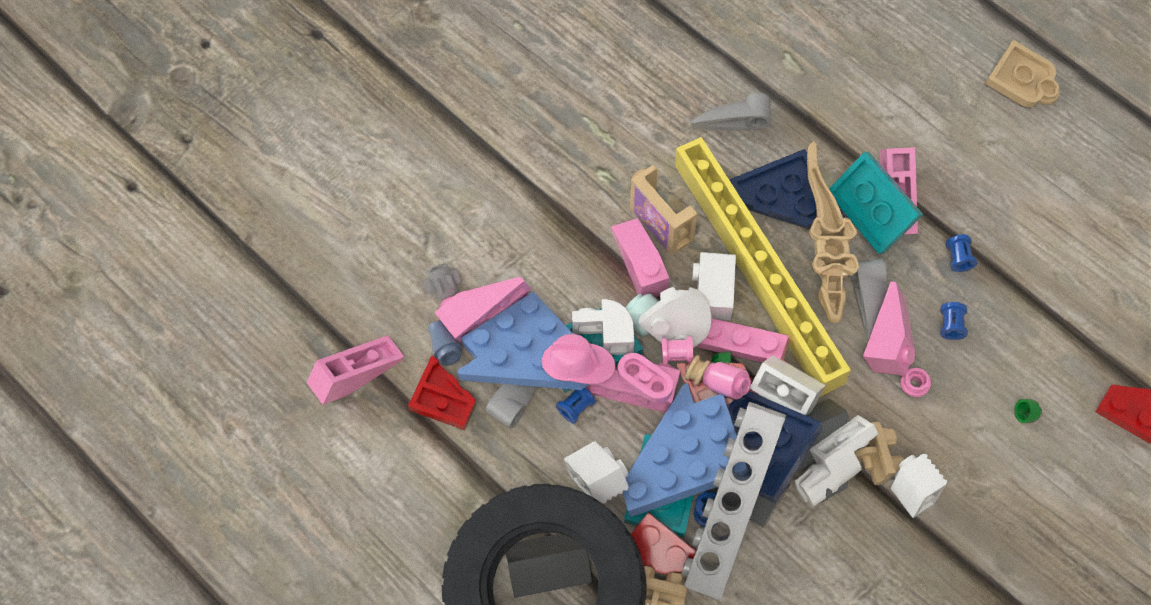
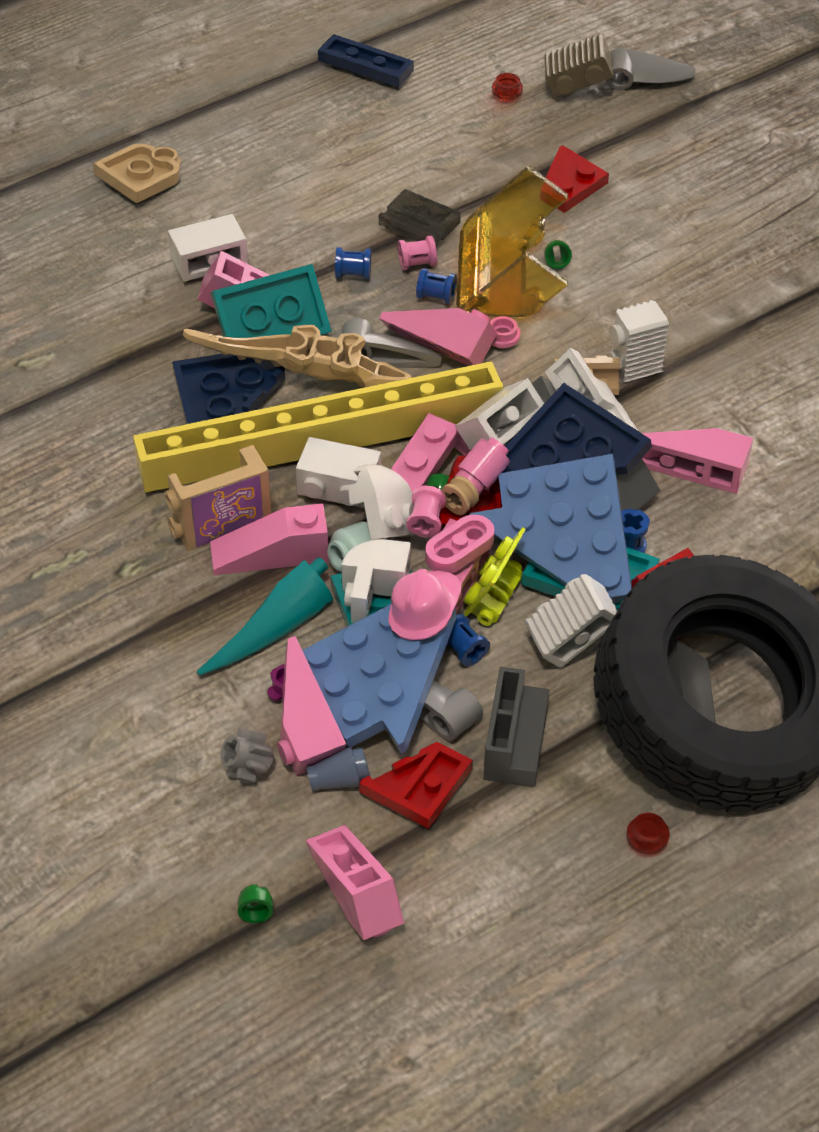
camera: 80 degrees left, 15 degrees down
(329, 313) = (262, 904): none -> green hinge
(425, 557) = (648, 833): none -> clear red plate
(498, 451) = (515, 730): none -> dark grey piece
(578, 278) = (288, 606): none -> teal piece
(618, 406) = (496, 583): none -> neon yellow hinge
(713, 579) = (649, 468): light grey brick -> none
(750, 114) = (96, 415): light grey piece -> none
(810, 560) = (701, 456): none -> bright pink slope
(939, 142) = (199, 244): none -> white brick
(989, 299) = (417, 253): none -> bright pink bush
(1004, 363) = (493, 243): none -> clear yellow windscreen
(1036, 294) = (419, 217): none -> clear smoke plate

